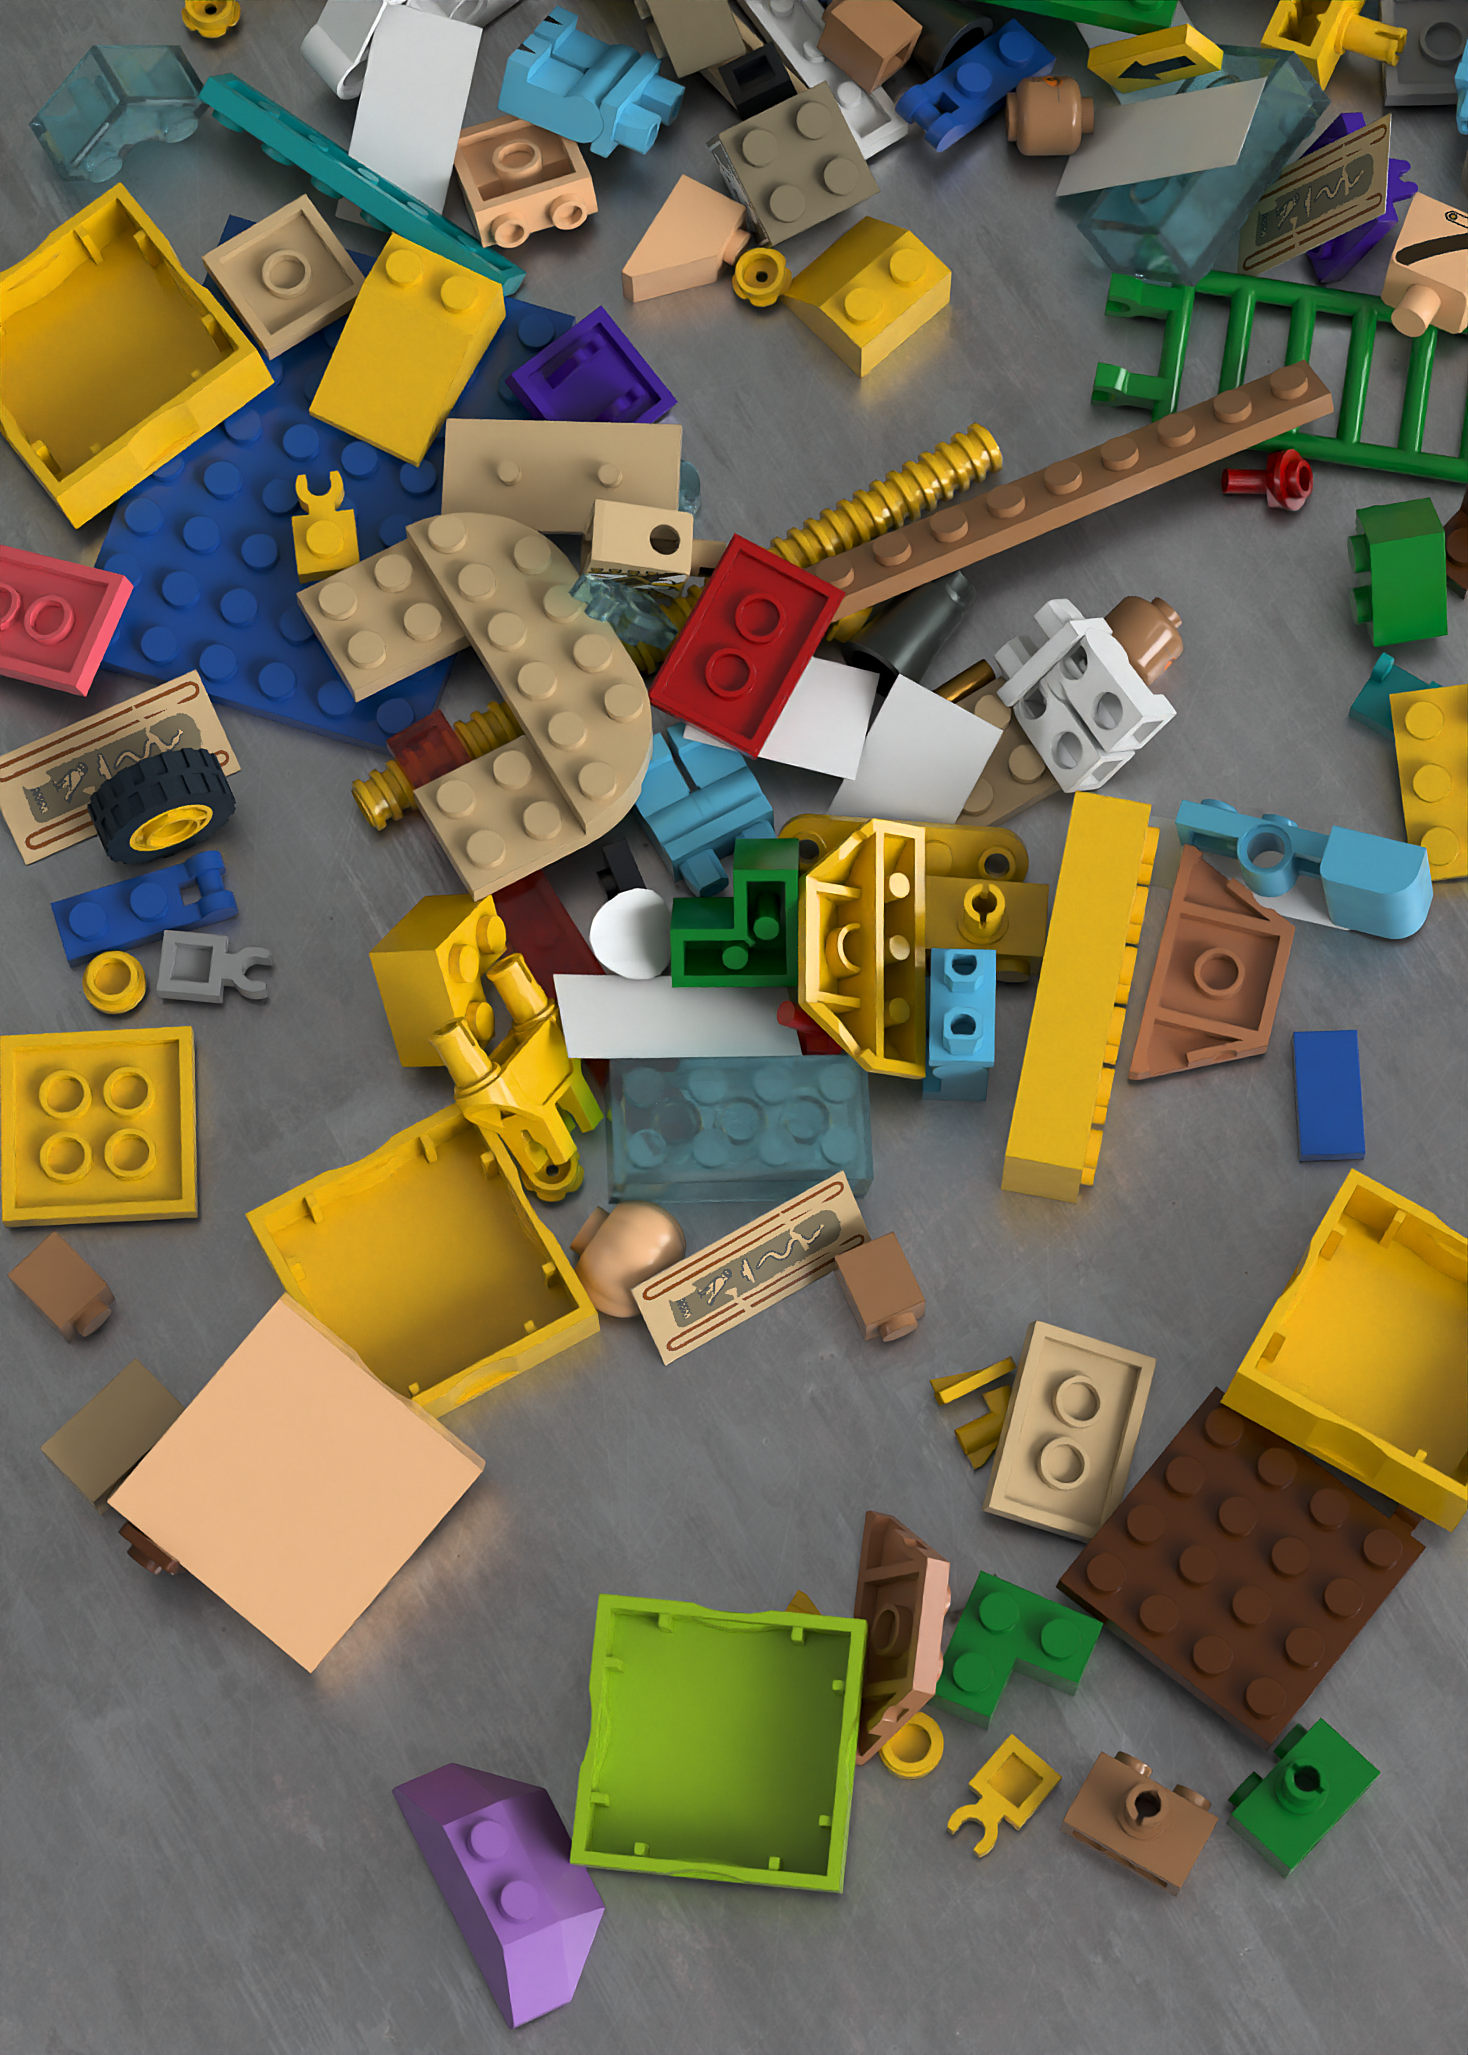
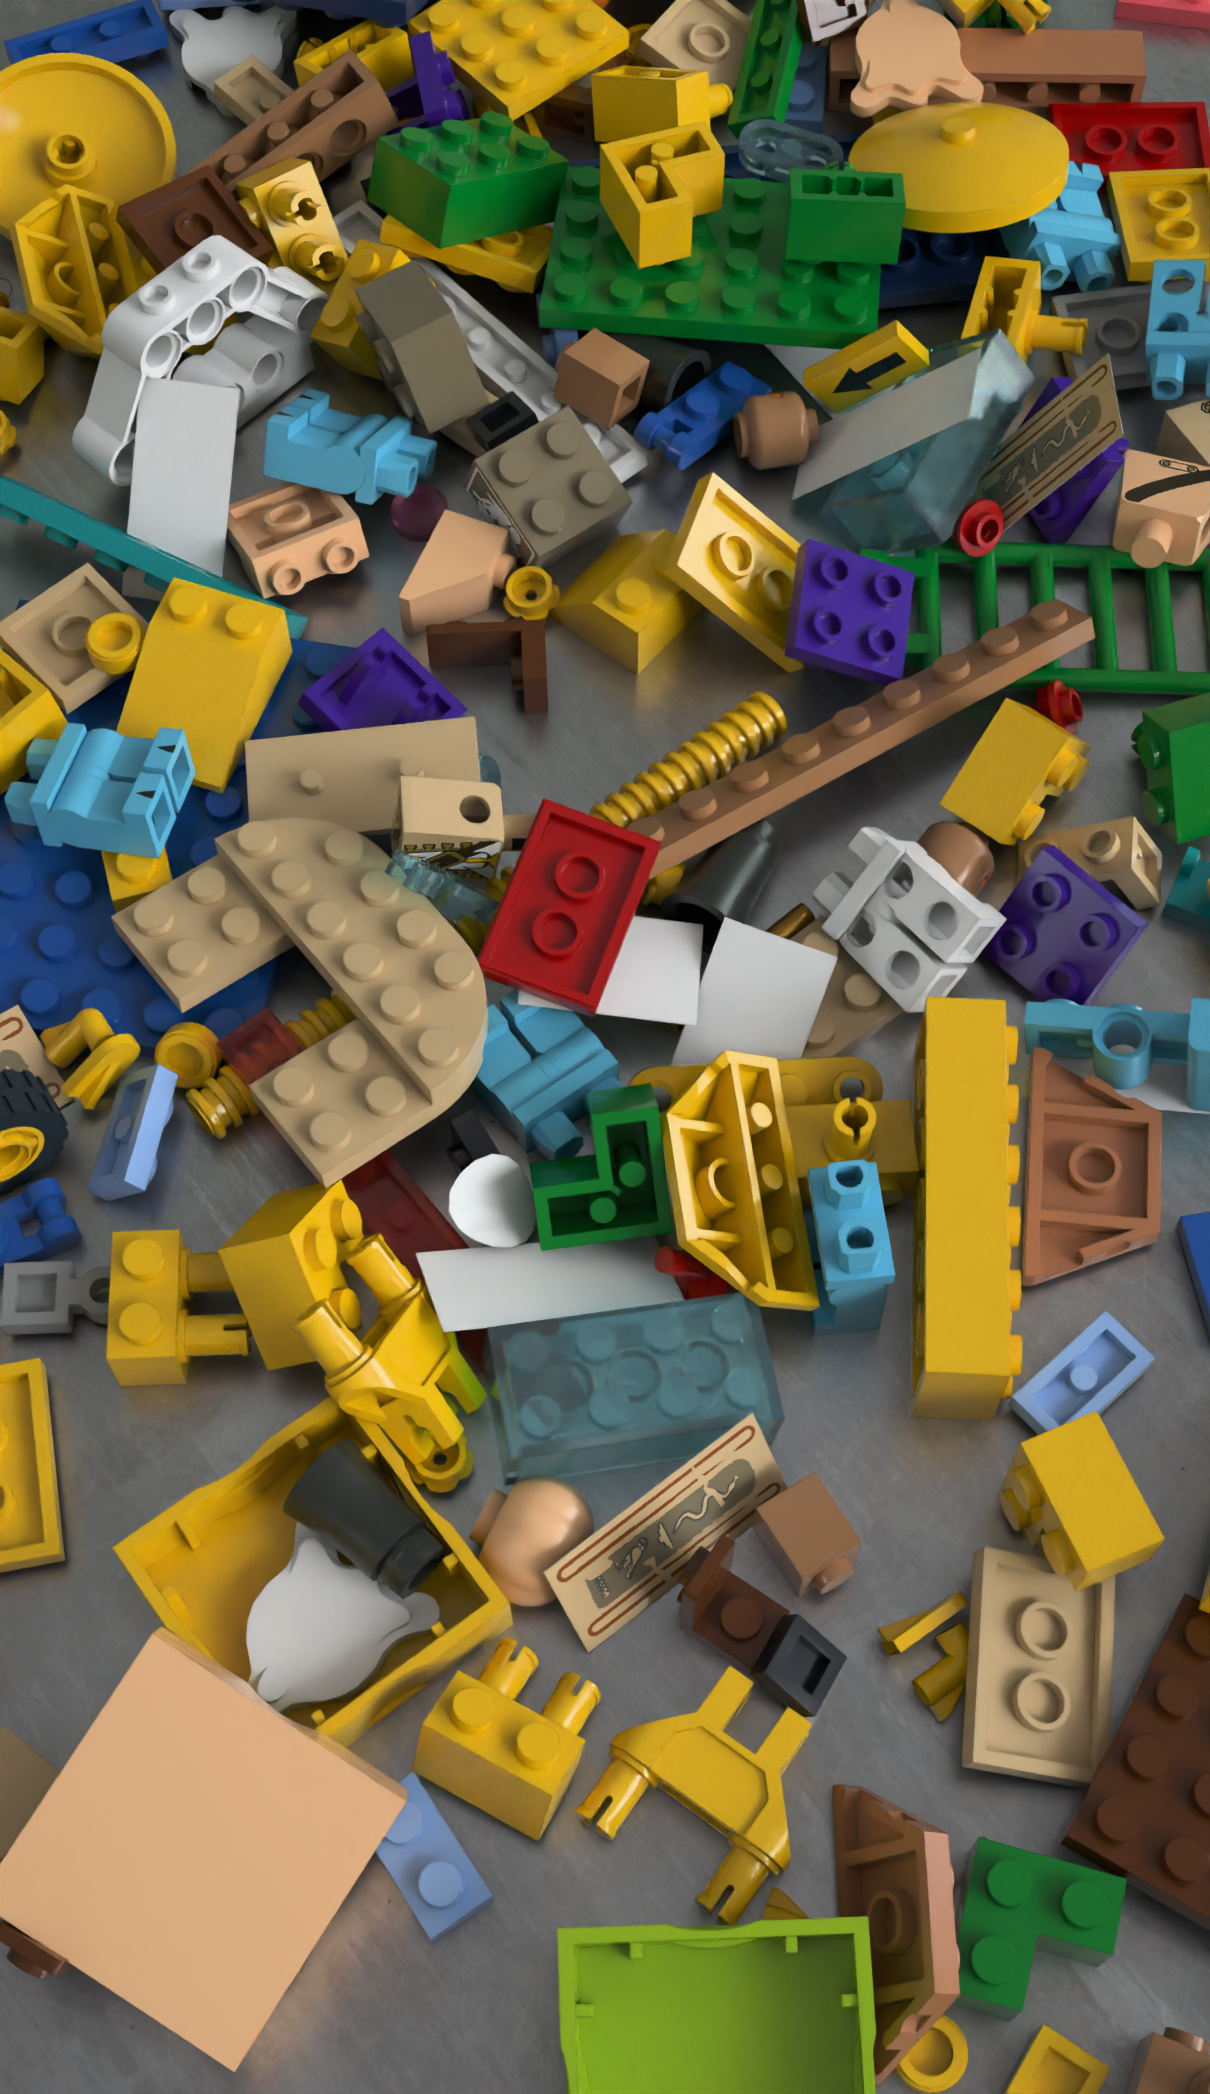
camera: 10 degrees left, 10 degrees down
(281, 735) = (109, 1057): none -> yellow piece
(297, 815) = (133, 1133): none -> light blue plate
(297, 993) = (150, 1309): none -> yellow brick
(301, 457) = (104, 789): none -> medium azure hips
(326, 294) = (115, 642): none -> yellow tile
(356, 742) = (190, 1052): none -> yellow tile
(432, 1310) = (326, 1627): none -> white tile
(476, 1219) = (364, 1519): none -> pearl dark grey plant
(498, 1529) = (431, 1865): none -> light blue plate
(573, 1441) = (501, 1751): none -> yellow brick
(661, 165) = (419, 513): none -> clear pink tile
(732, 330) = (504, 643): none -> reddish brown bracket
(759, 1490) = (714, 1780): none -> yellow connector
(795, 1344) = (725, 1609): none -> reddish brown bracket
(852, 1402) = (798, 1665): none -> black plate
(989, 292) = (737, 566): none -> yellow plate
(1082, 355) = (849, 613): none -> dark purple plate
(1128, 1293) = (1079, 1503): none -> yellow brick
(1164, 1178) = (1082, 1376): none -> light blue plate
(1226, 539) = (1012, 772): none -> yellow brick
(1233, 730) = (1063, 931): none -> dark purple plate
(1240, 266) = (978, 528): none -> red plate
(1286, 649) = (1107, 851): none -> tan bracket

